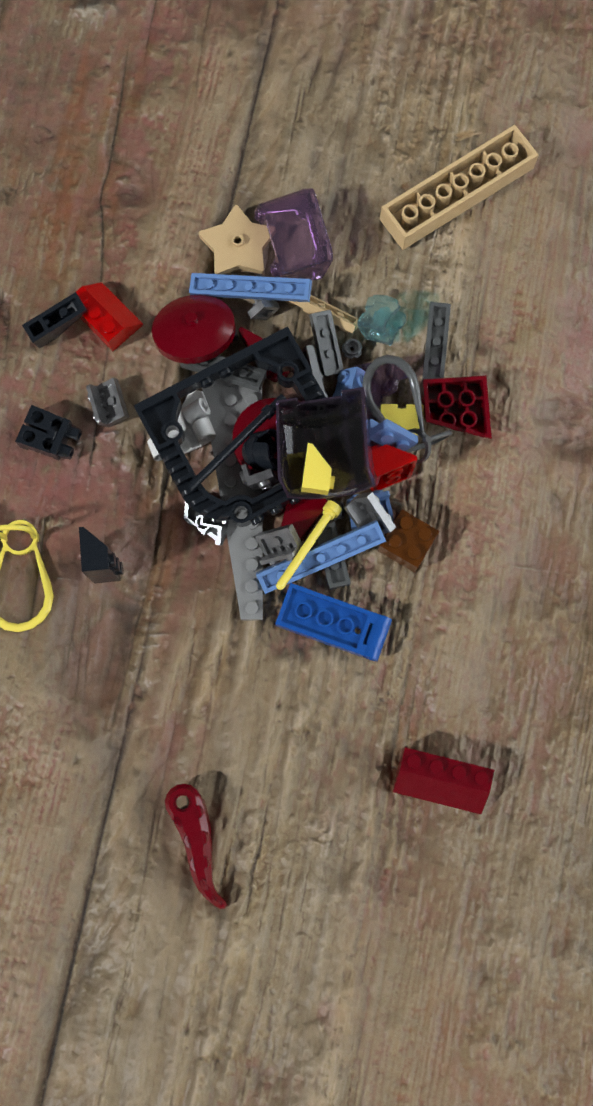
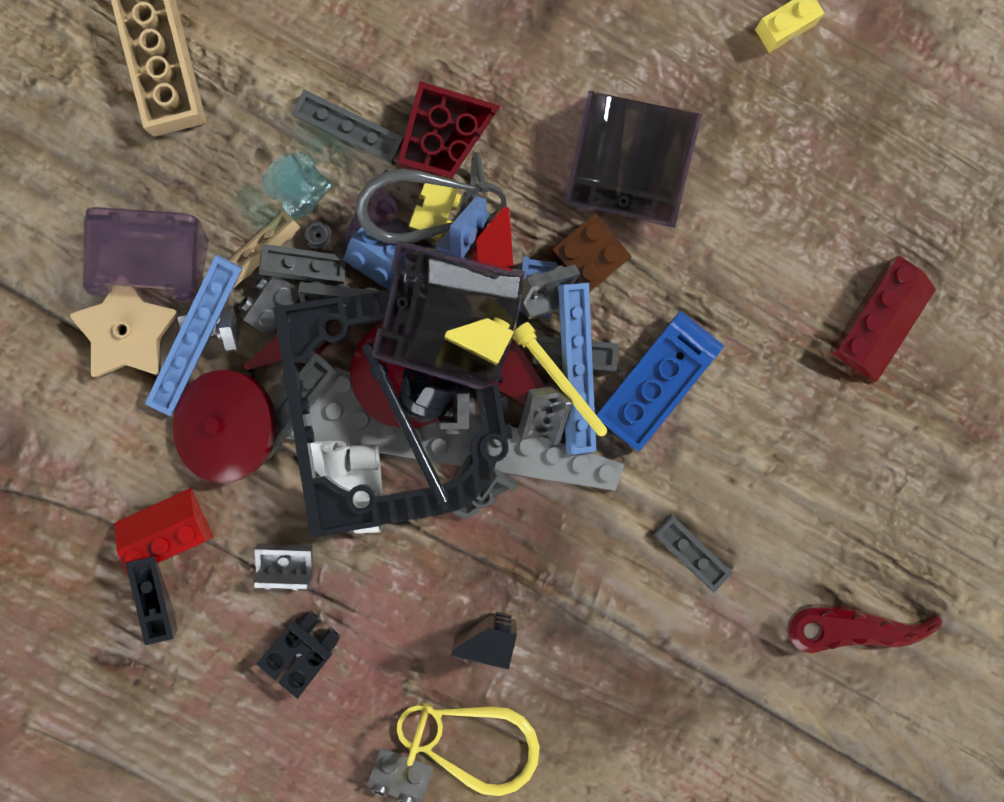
camera: 70 degrees left, 10 degrees up
(212, 694) = (692, 553): none -> dark grey tile
(300, 329) = (268, 293): none -> flat silver bracket
(491, 544) = (632, 158): none -> clear smoke windscreen

